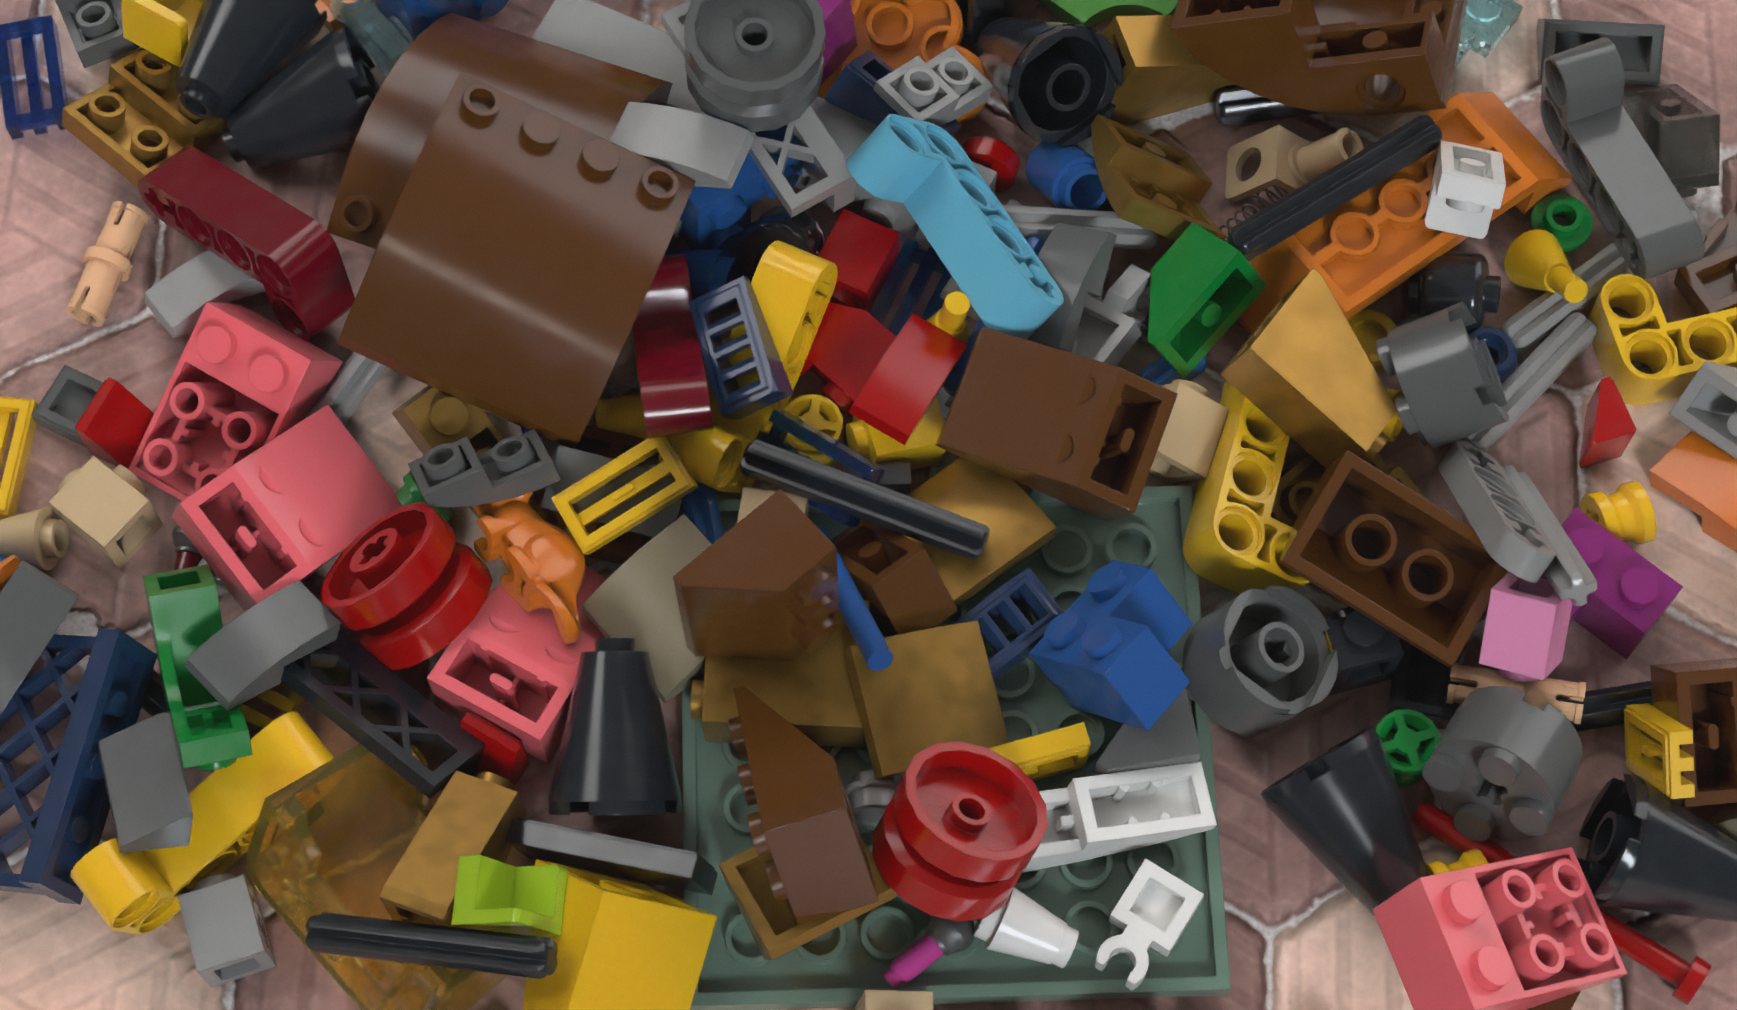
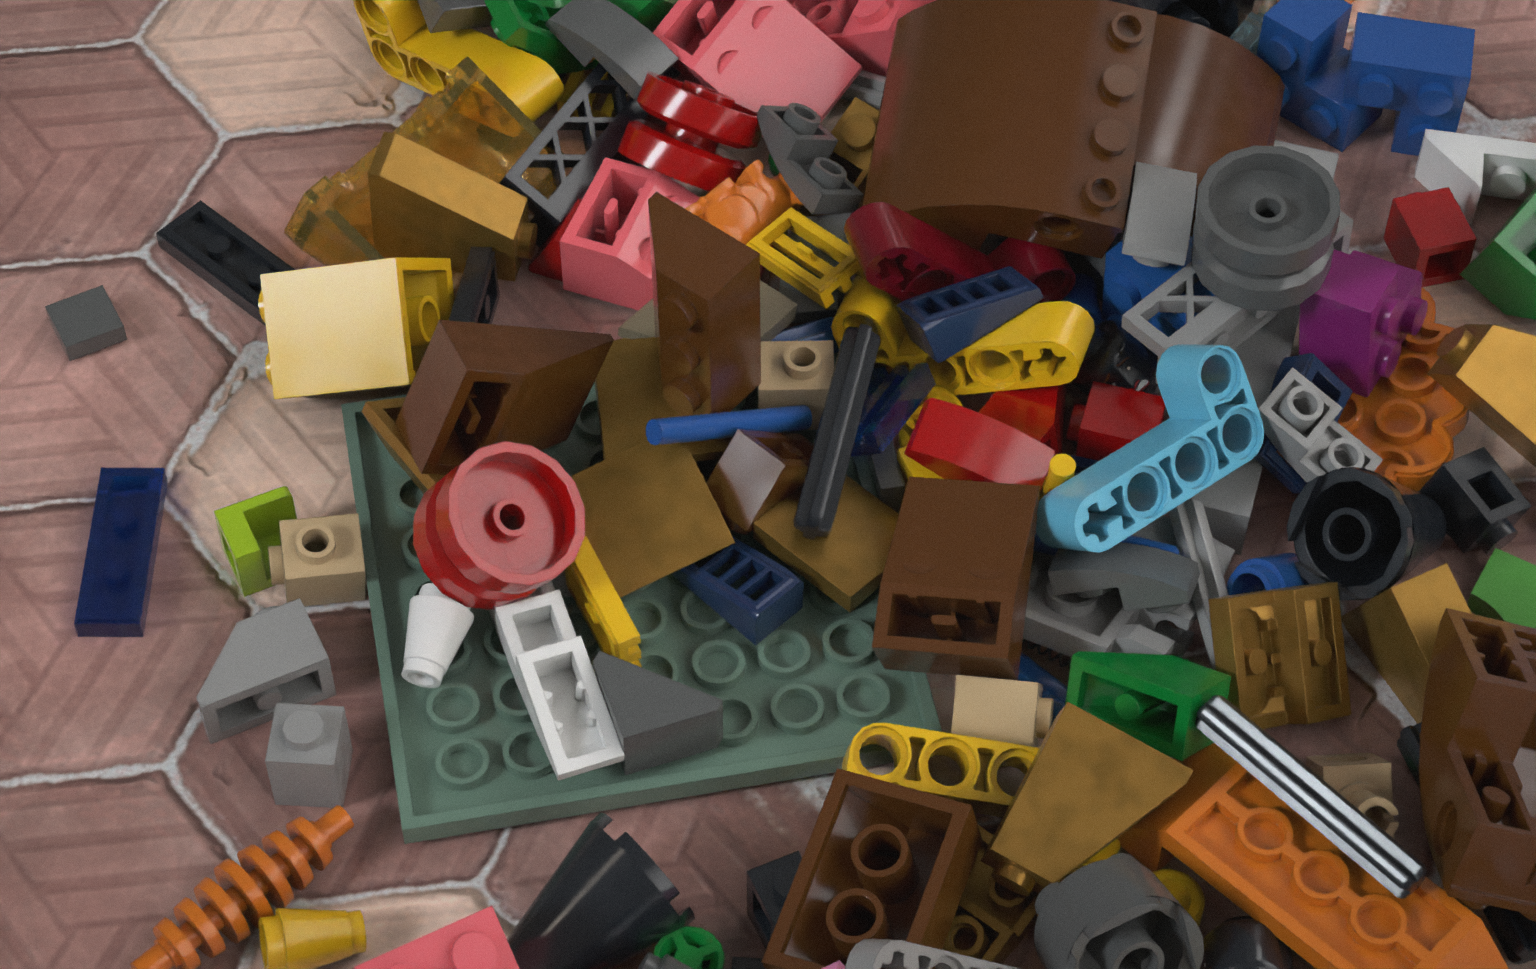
camera: 80 degrees right, 15 degrees down
(226, 929) = (376, 95): light grey brick -> none
(432, 945) = (349, 185): black axle -> none
(509, 897) = (397, 219): lime panel -> none
(615, 739) = (571, 286): black cone -> none
(941, 938) = (400, 562): piece -> none
(995, 156) = (1270, 526): red tile -> none
(1114, 647) = (720, 648): blue brick -> none
(1151, 915) = (459, 740): white plate -> none
(1259, 660) = (784, 786): dark grey brick -> none
(1465, 189) = (1347, 913): white slope -> none

